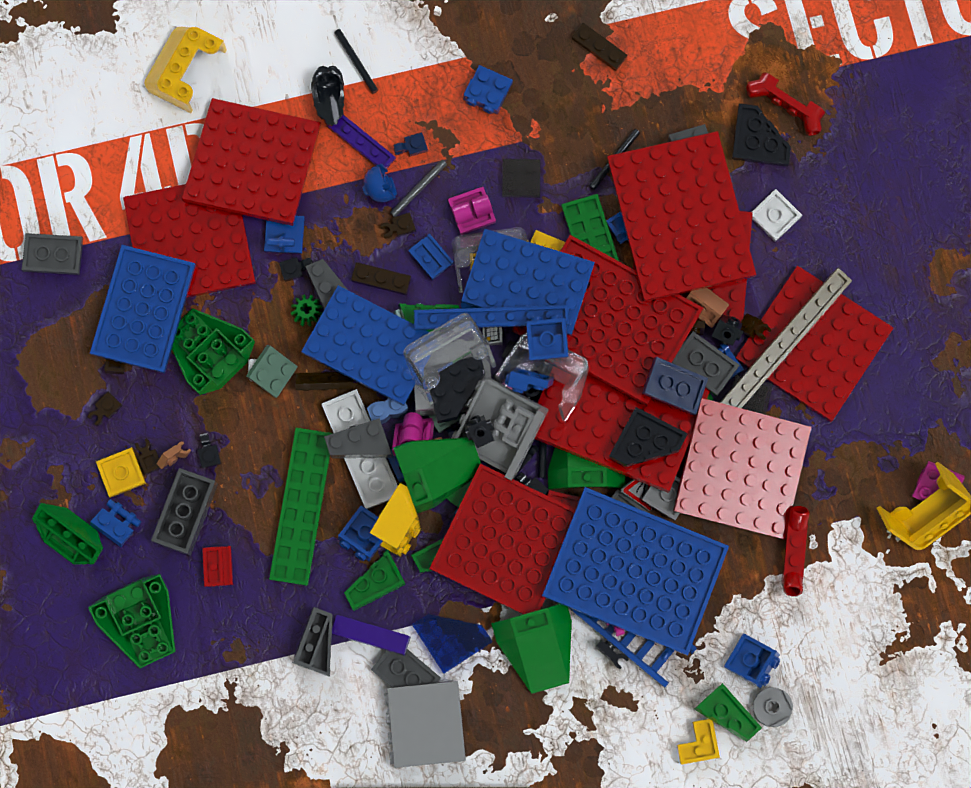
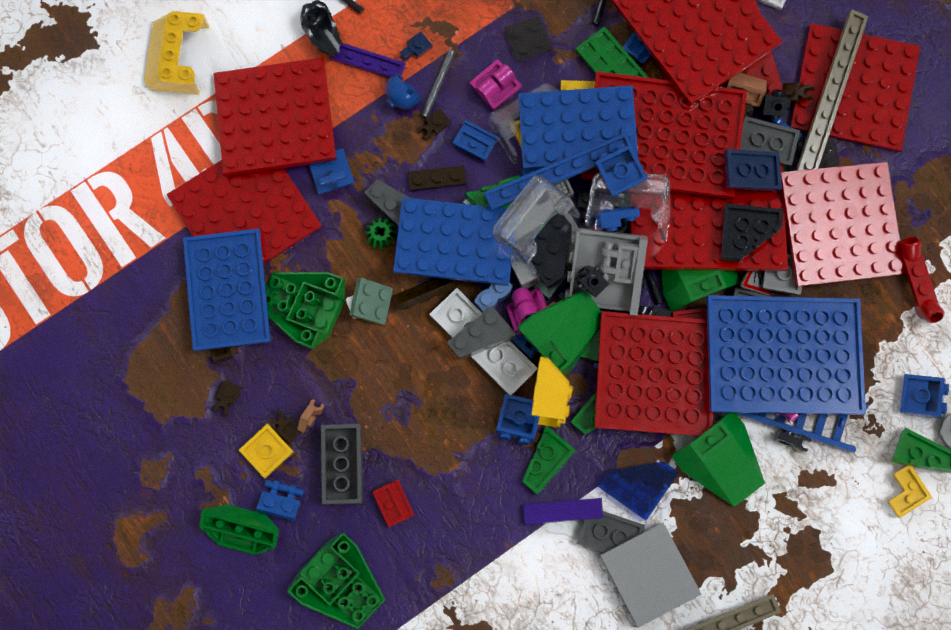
camera: 20 degrees left, 0 degrees up
(52, 254) = (120, 272): dark grey plate -> none
(209, 454) = (342, 402): black plate -> none
(293, 268) = (352, 200): black plate -> none
(301, 508) = (449, 418): green plate -> none
(315, 643) = (515, 539): dark grey wedge -> none

